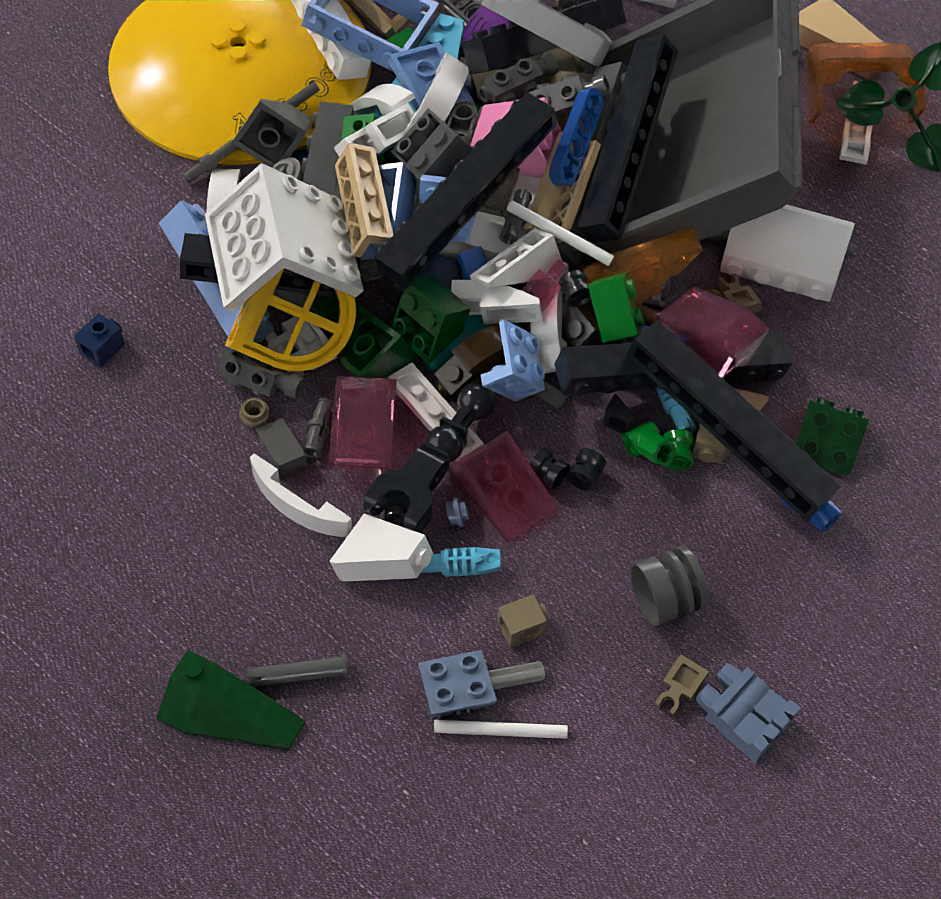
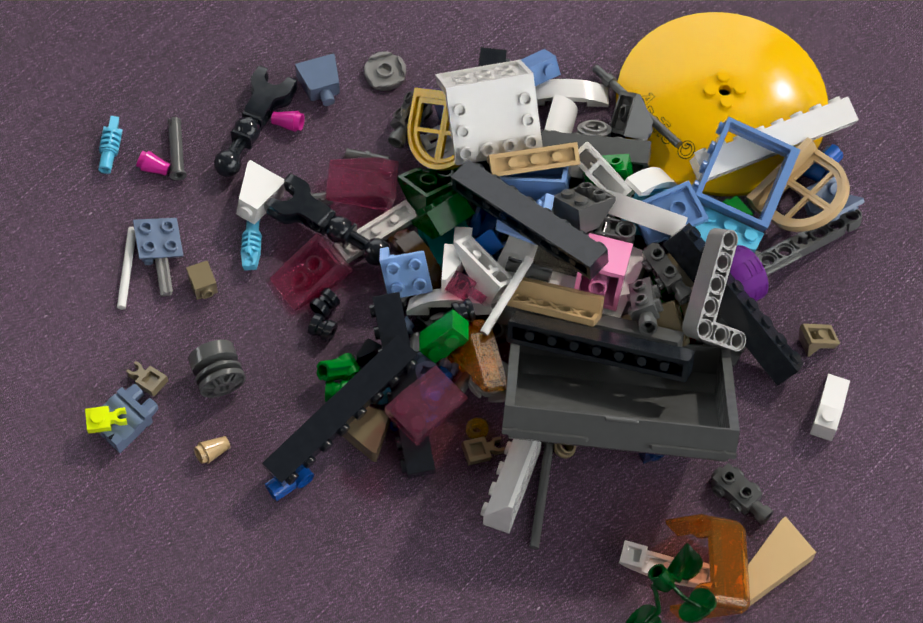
camera: 90 degrees right, 5 degrees up
(100, 340) = (442, 21): dark blue brick -> none
(173, 412) = (385, 71): none -> light grey tile
(187, 484) = (319, 78): none -> sand blue torso
(218, 704) = (156, 104): dark green wedge -> none
(248, 565) = (262, 104): none -> black piece
(253, 523) = (290, 120): none -> dark pink cone
(254, 405) = (381, 114): dark tan plate -> none
(282, 447) = (352, 136): dark grey slope -> none
(287, 766) = (109, 145): none -> medium azure hinge
(324, 704) = (151, 163): none -> dark pink cone
(325, 520) = (320, 126): white slope -> none
(457, 512) = (290, 243): sand blue plate -> none
(564, 165) = (596, 309): blue beam -> none
(767, 727) = (100, 418): none -> neon yellow plate
(780, 597) = (211, 449): none -> tan cone
(832, 435) = (349, 501): dark green bracket -> none

